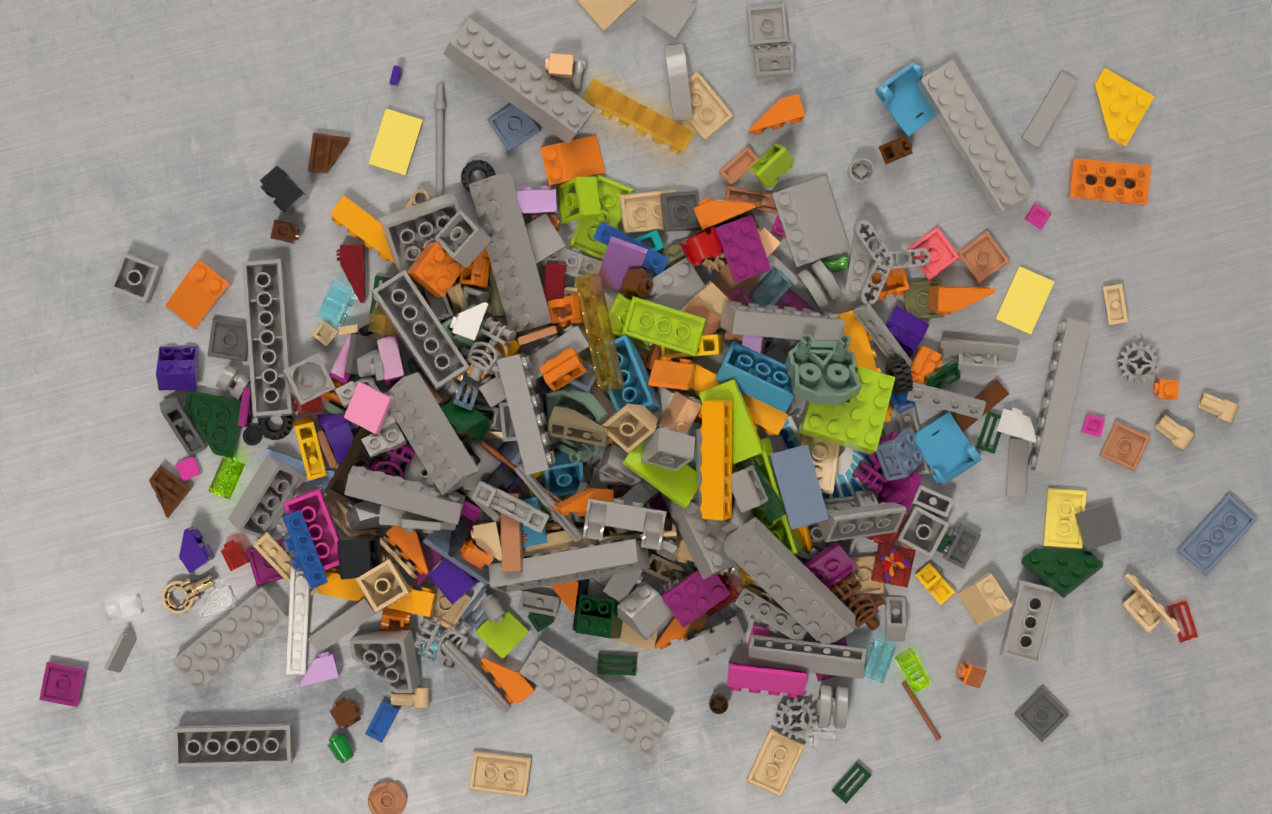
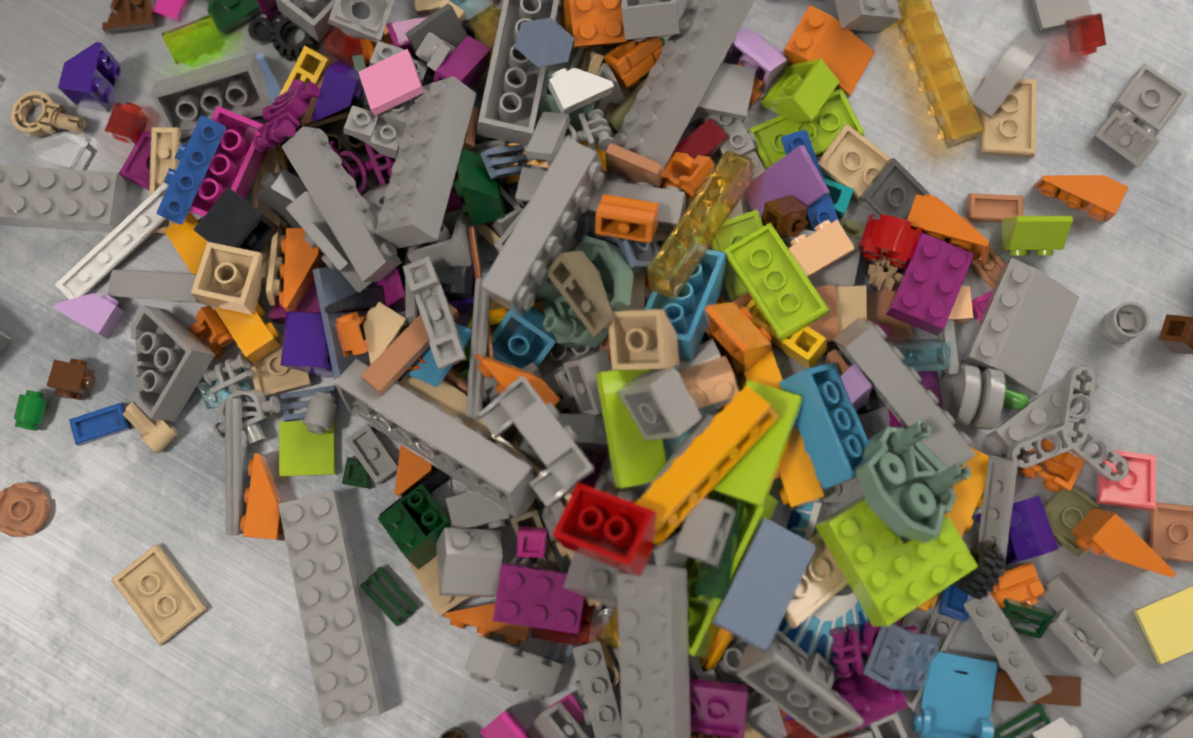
camera: 50 degrees right, 10 degrees down
(322, 471) = (284, 113): none -> magenta piece
(429, 315) = (544, 42): none -> sand blue slope
(478, 360) = (547, 136): none -> light grey tile
(664, 571) = (531, 542): none -> dark pink tile
(671, 286) = (821, 248): none -> light nougat brick
(700, 21) = (1086, 33): none -> clear red brick
(700, 534) = (607, 529): none -> red slope

